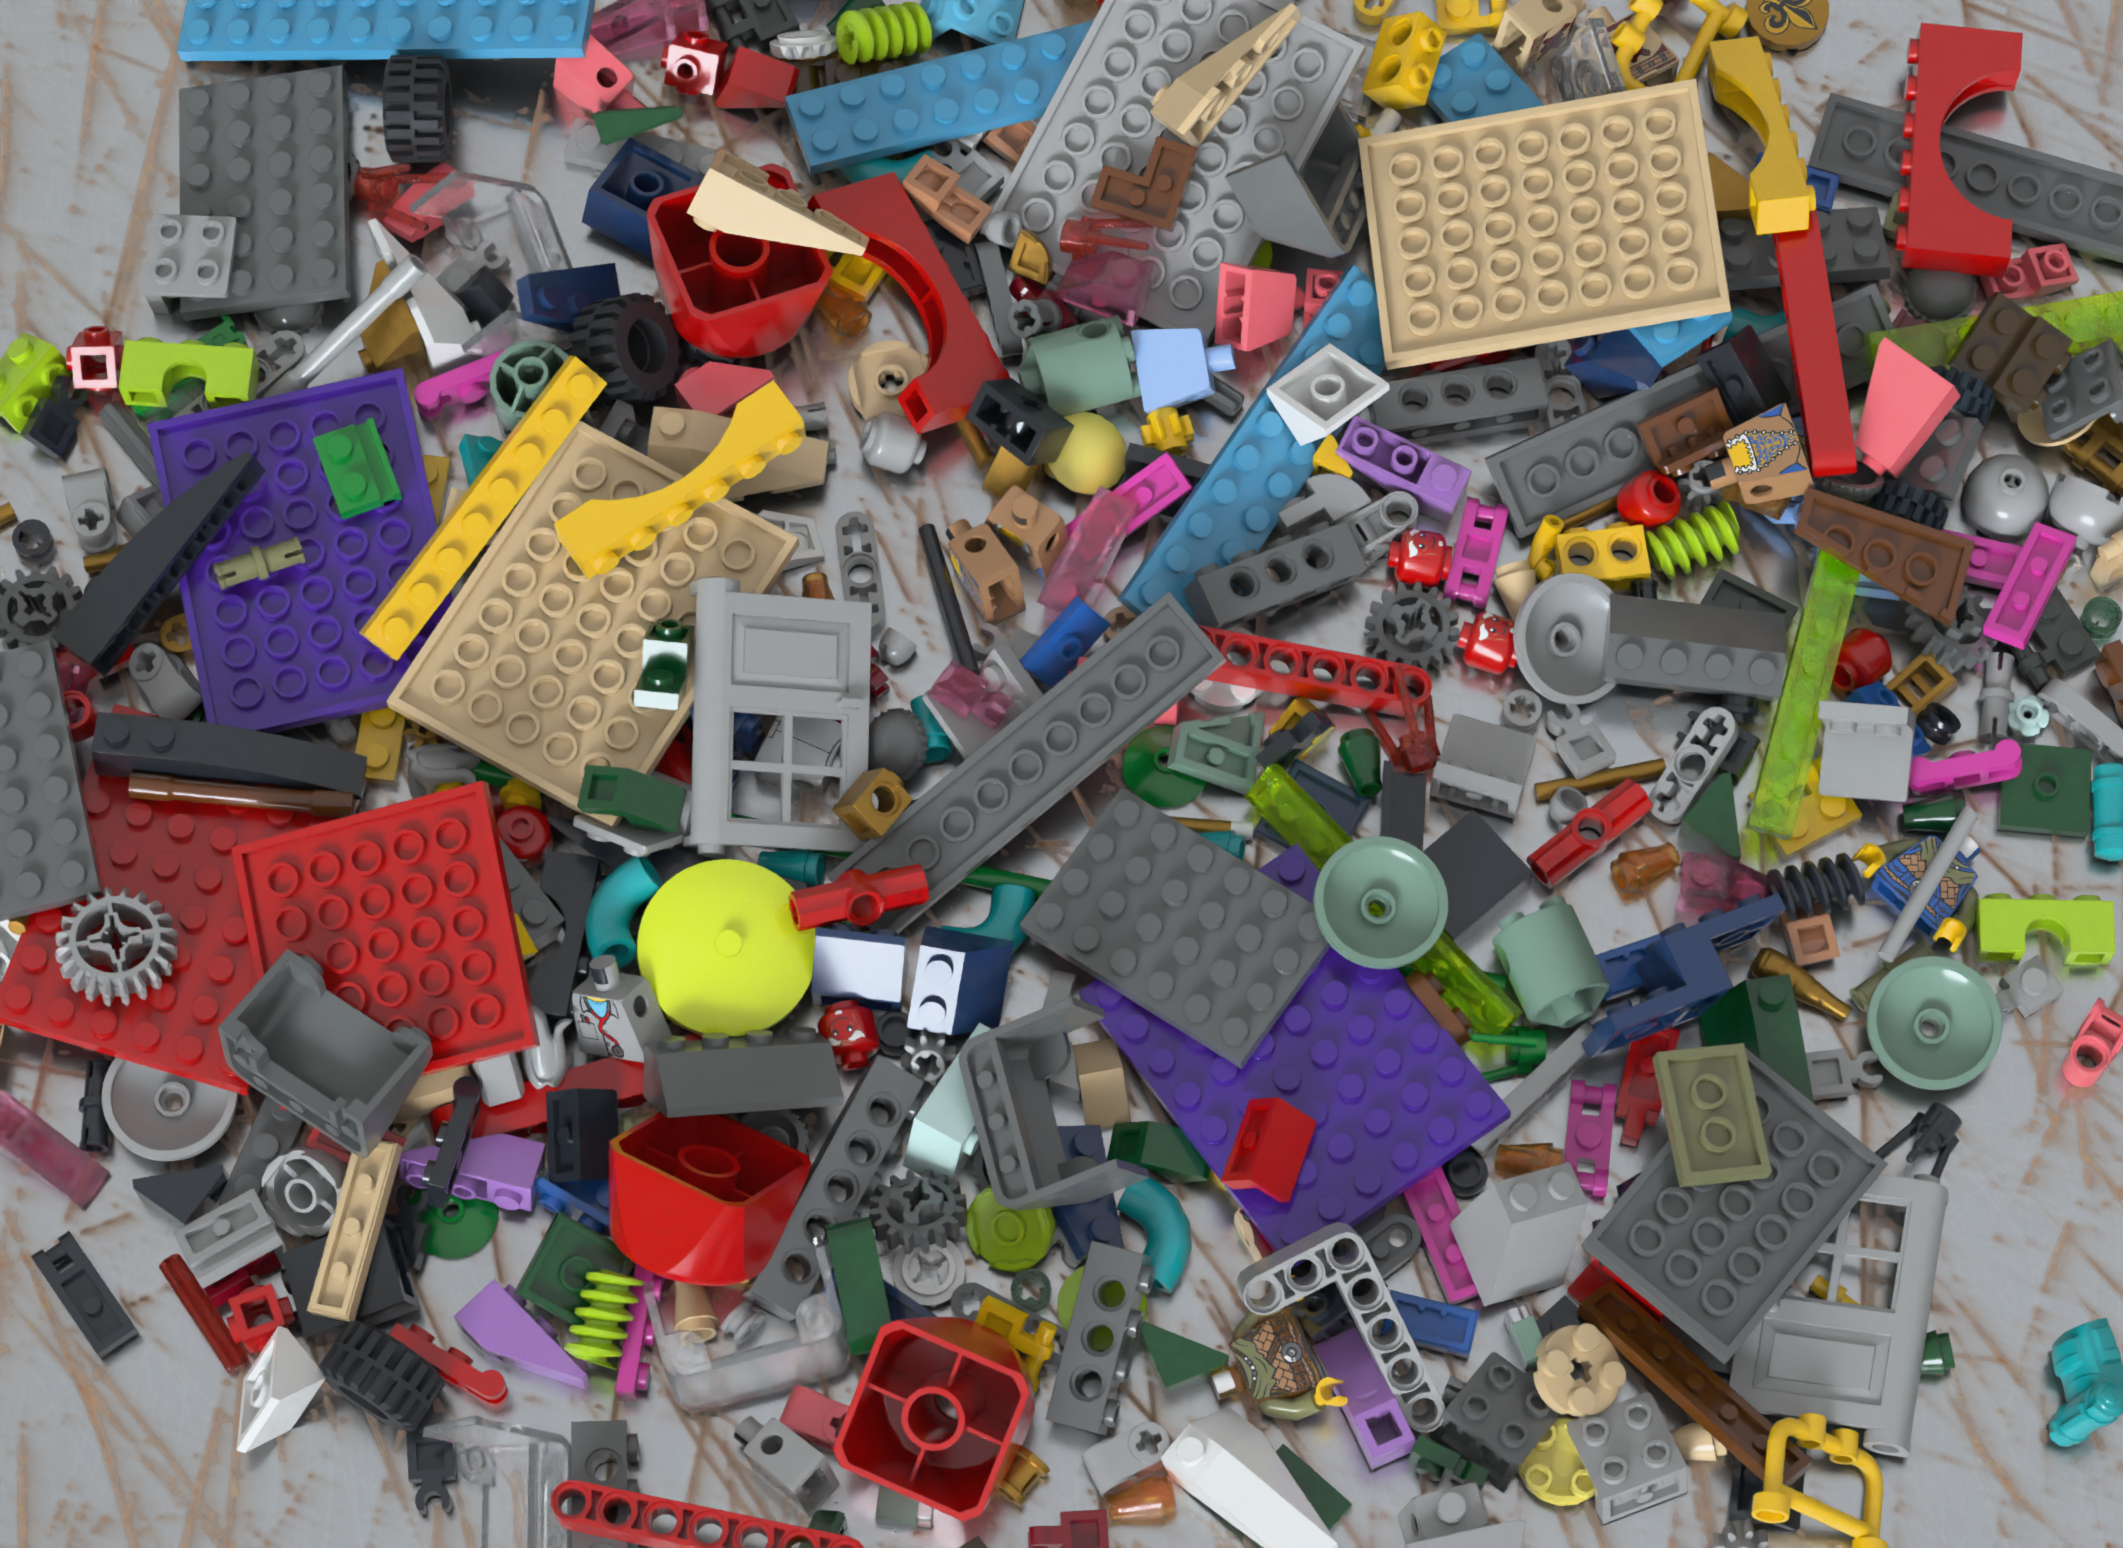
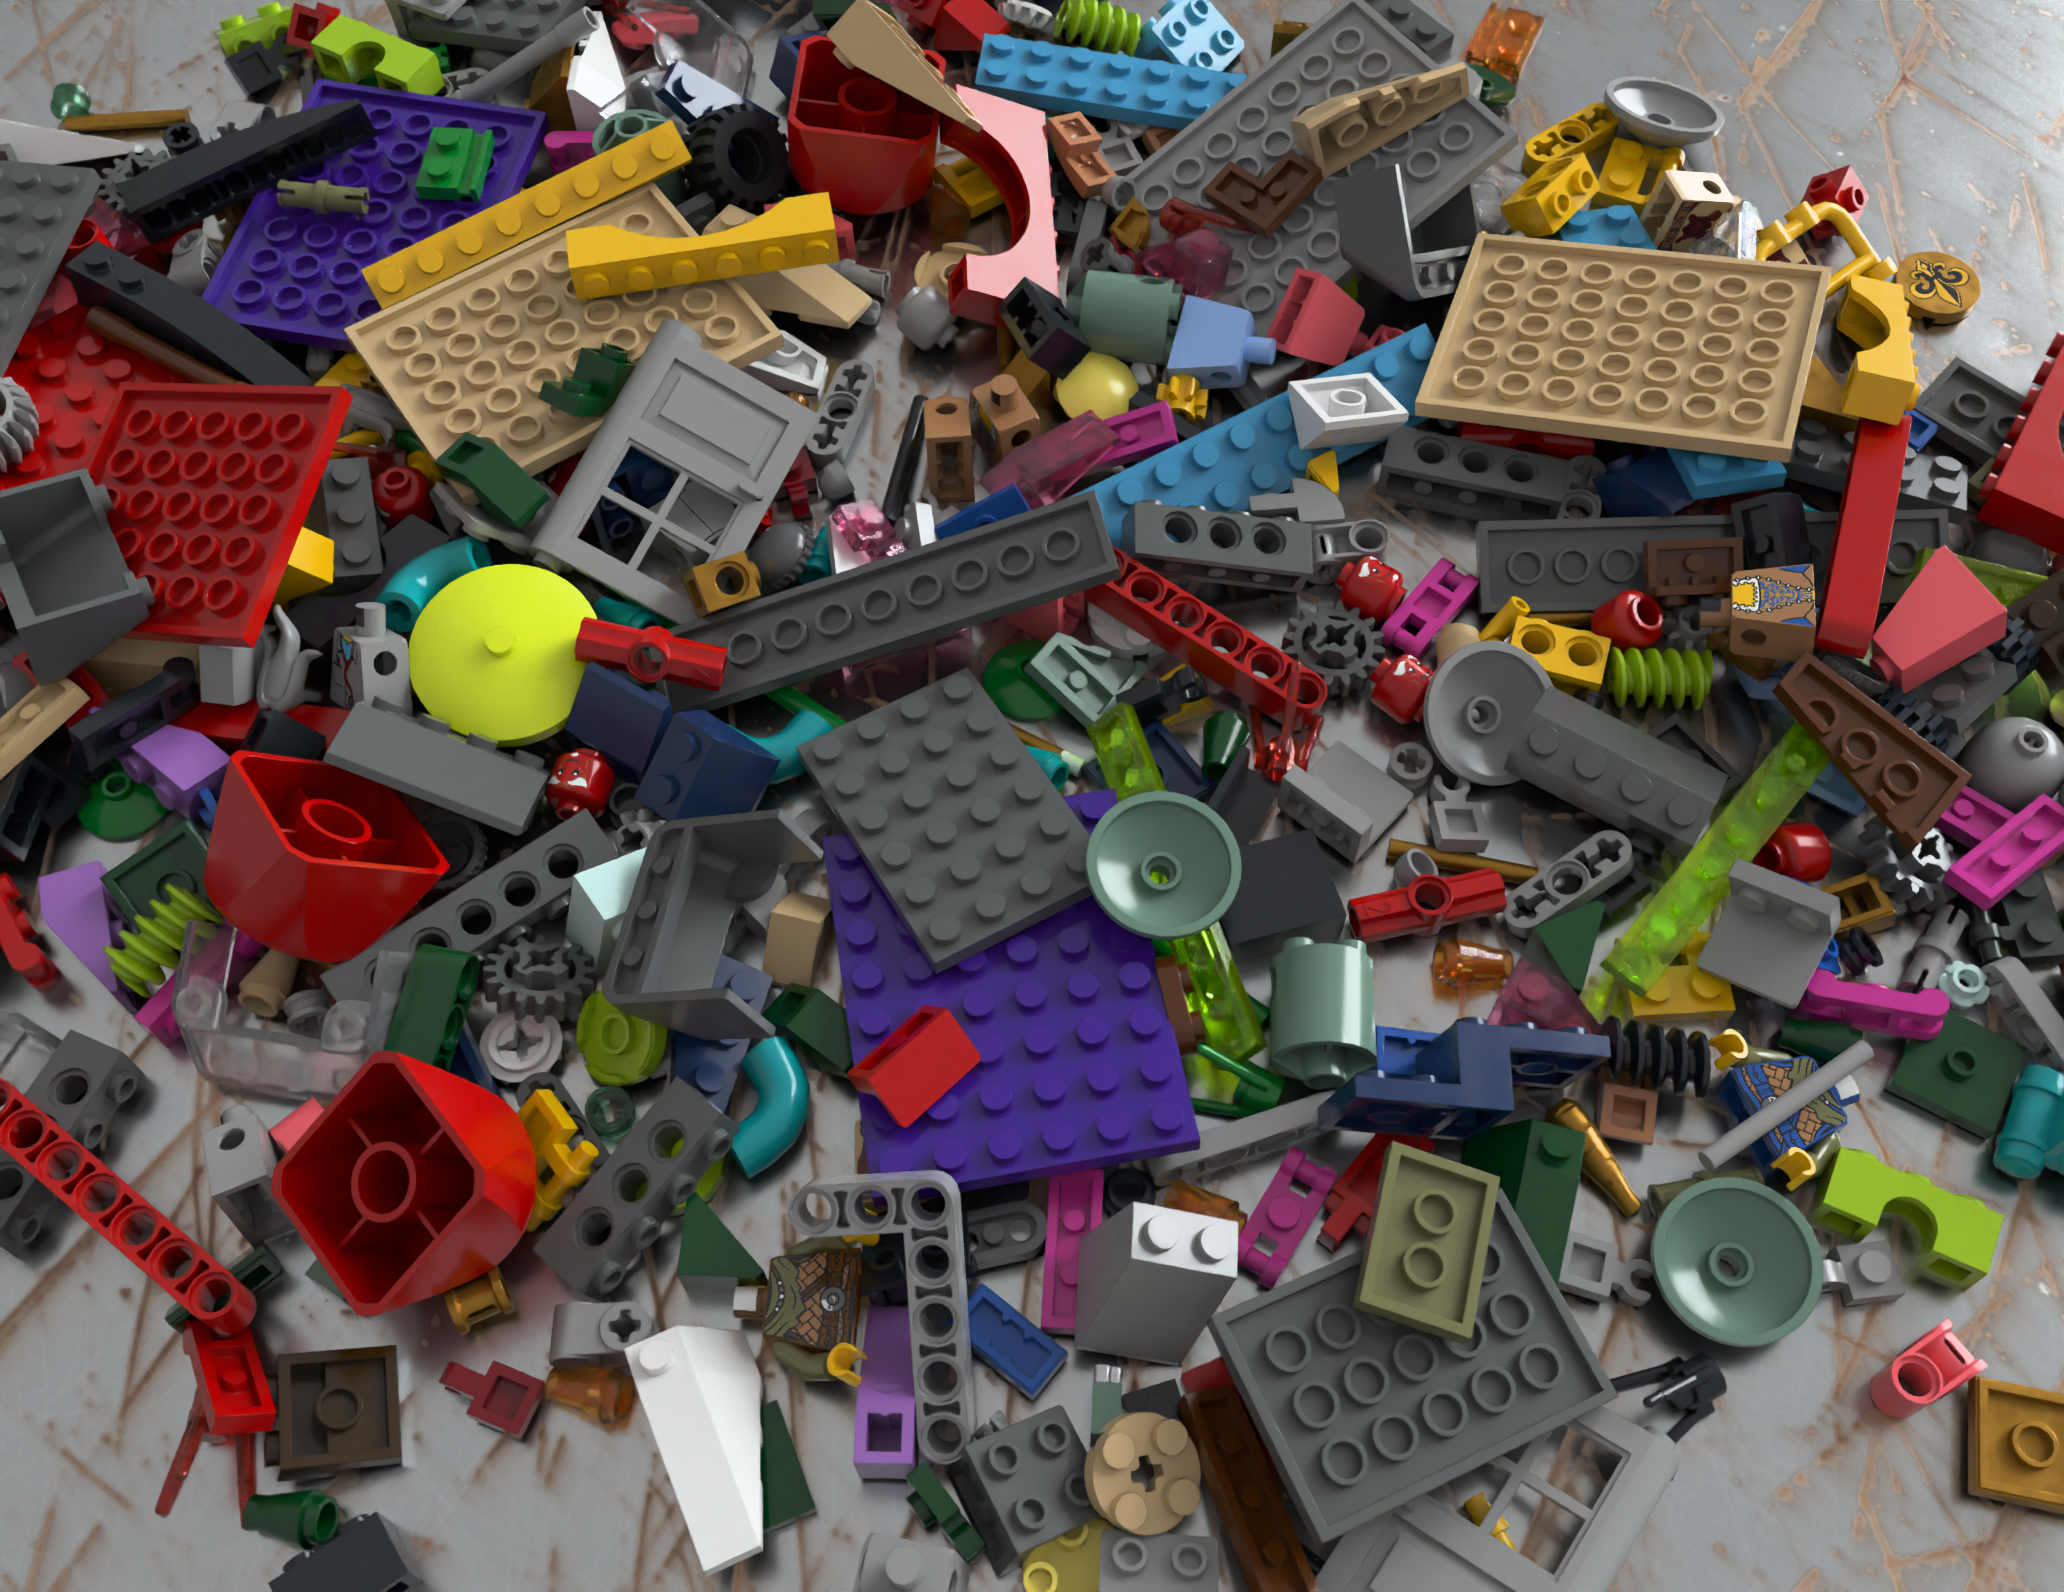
camera: 25 degrees right, 10 degrees down
(1405, 467) = (1380, 492): medium lavender slope -> none

